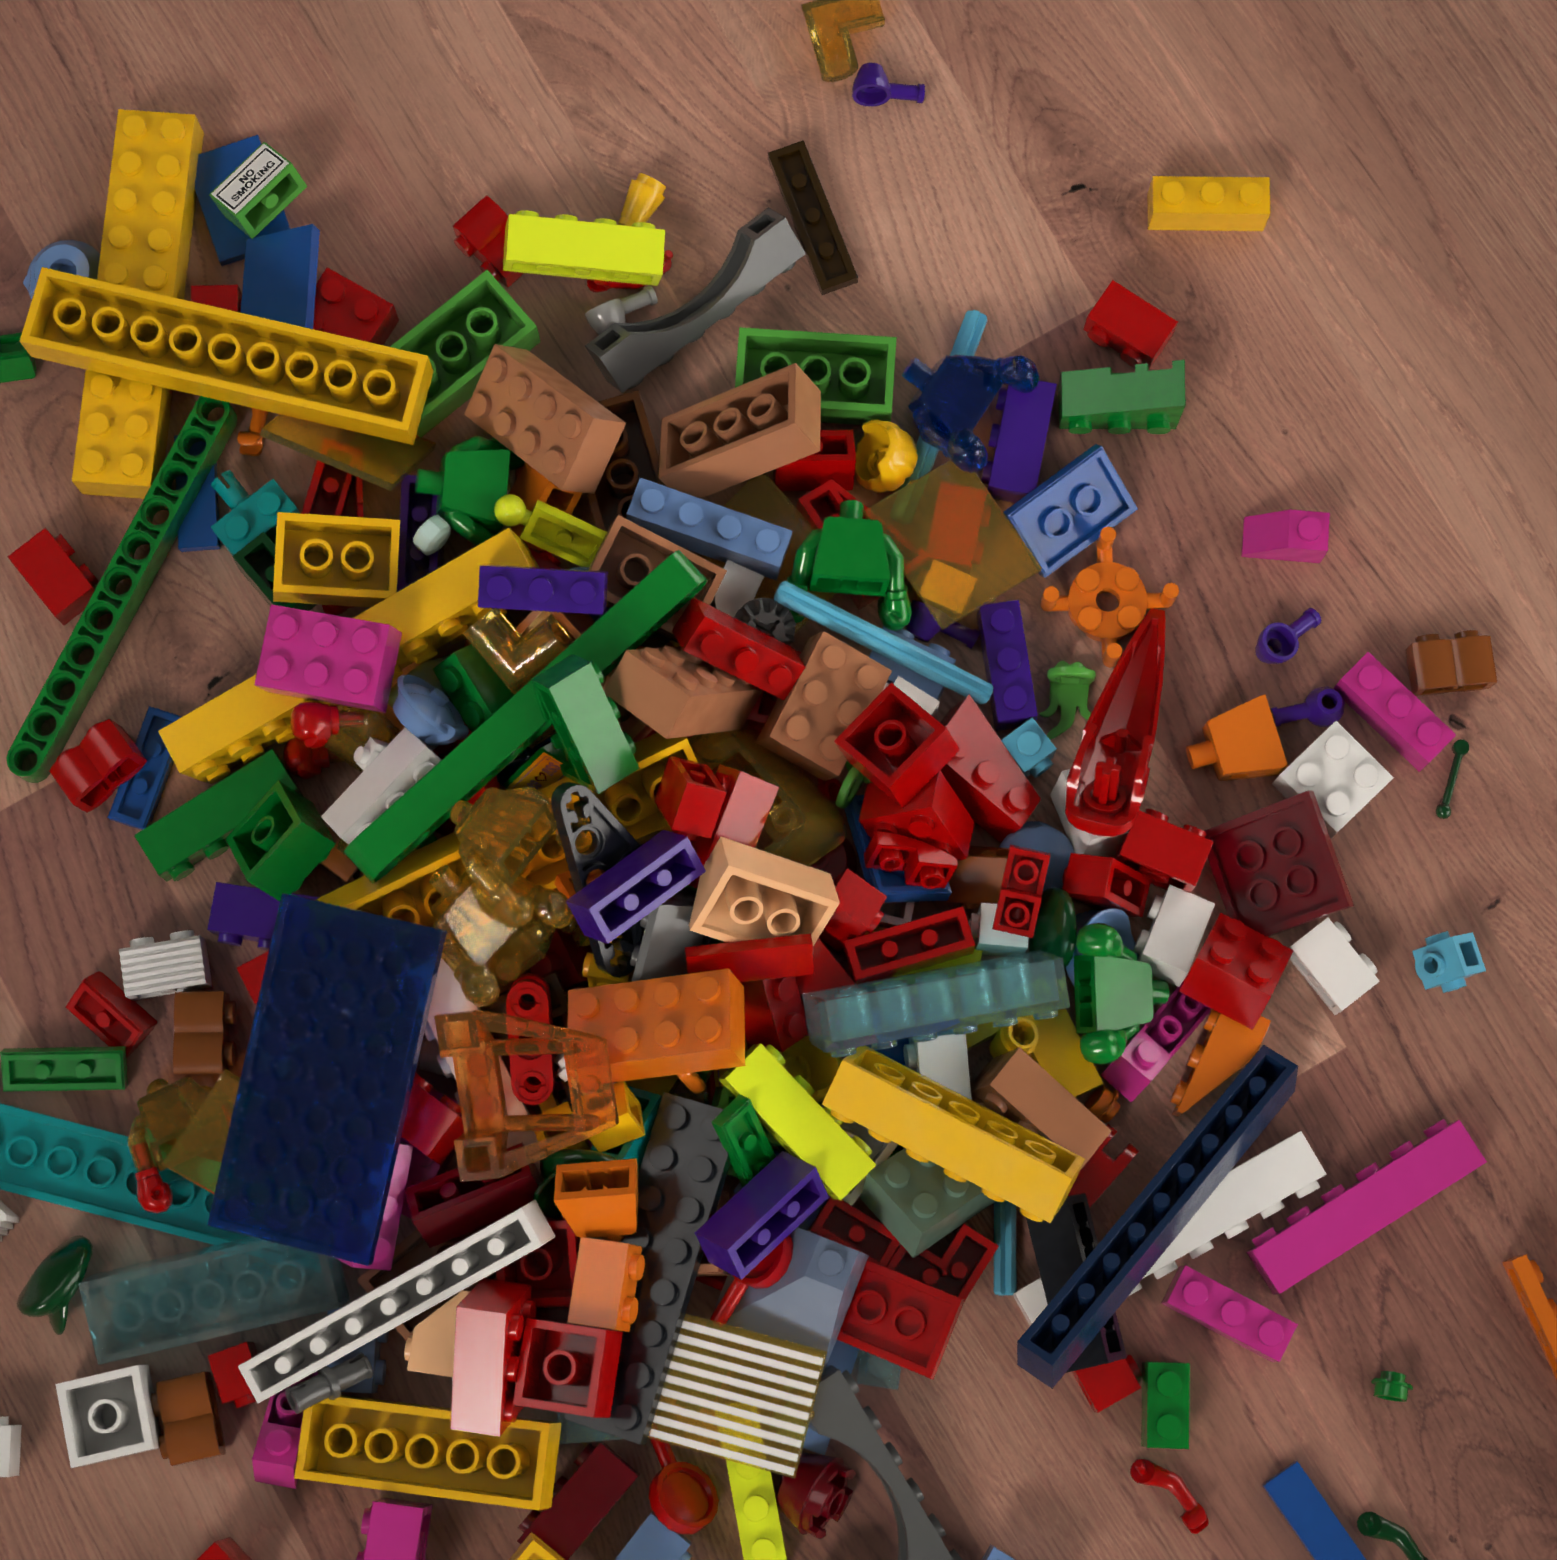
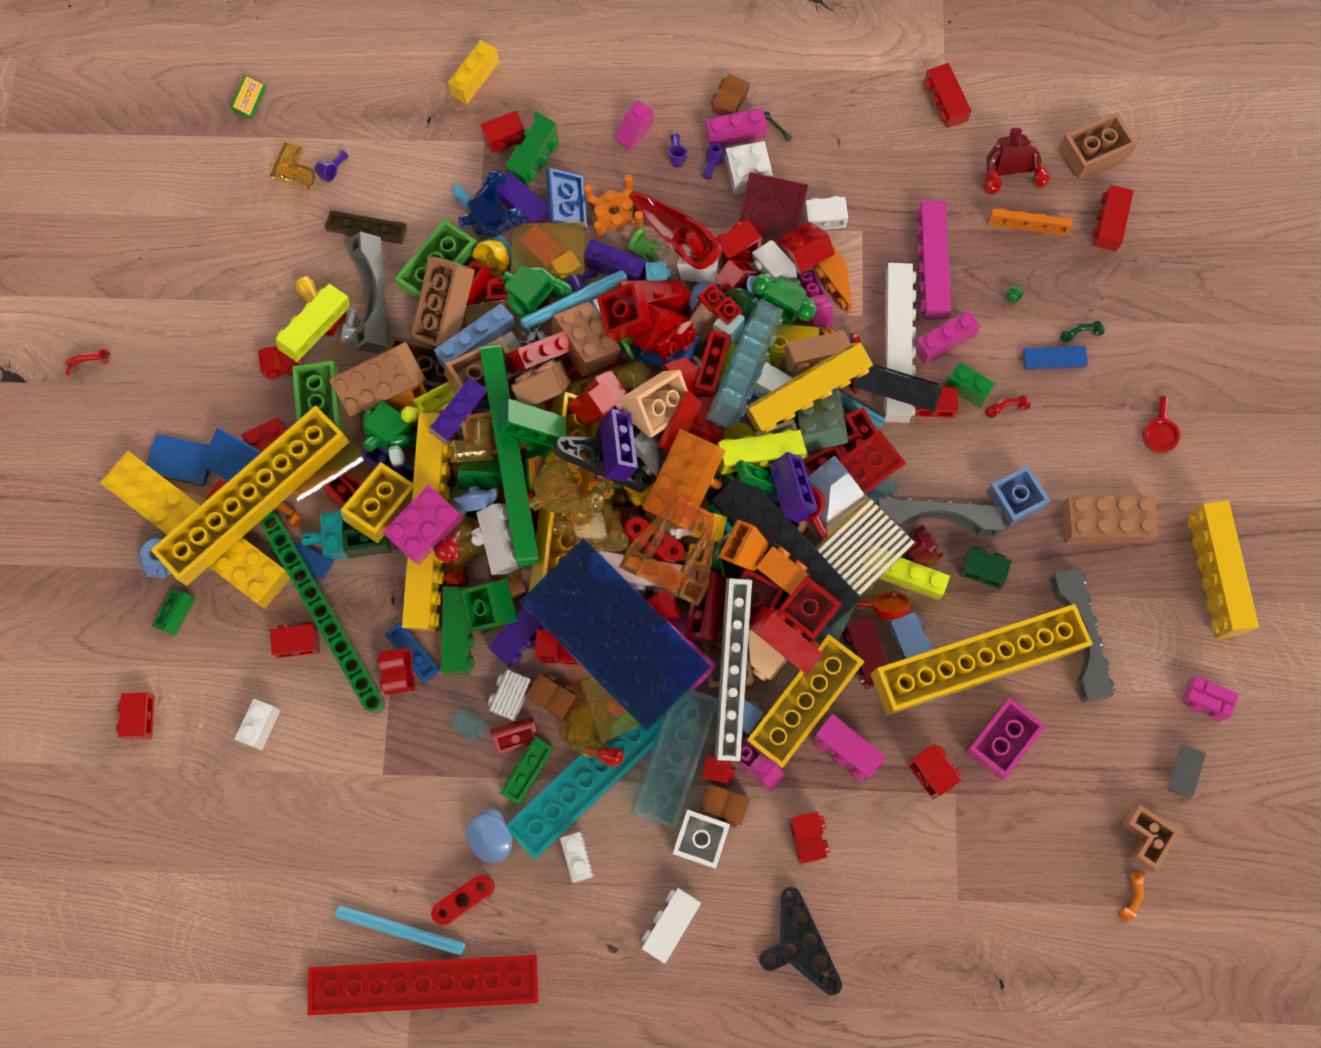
camera: 55 degrees left, 5 degrees down
(56, 1282) = (624, 828): dark green piece -> none
(80, 934) = (469, 725): none -> clear light blue brick
(258, 190) = (183, 444): brick -> none
(329, 1383) = (749, 725): dark grey pin -> none
(1156, 1217) = (893, 333): dark blue brick -> none
(1241, 743) = (710, 193): orange torso -> none
(1448, 961) = (855, 162): medium azure brick -> none

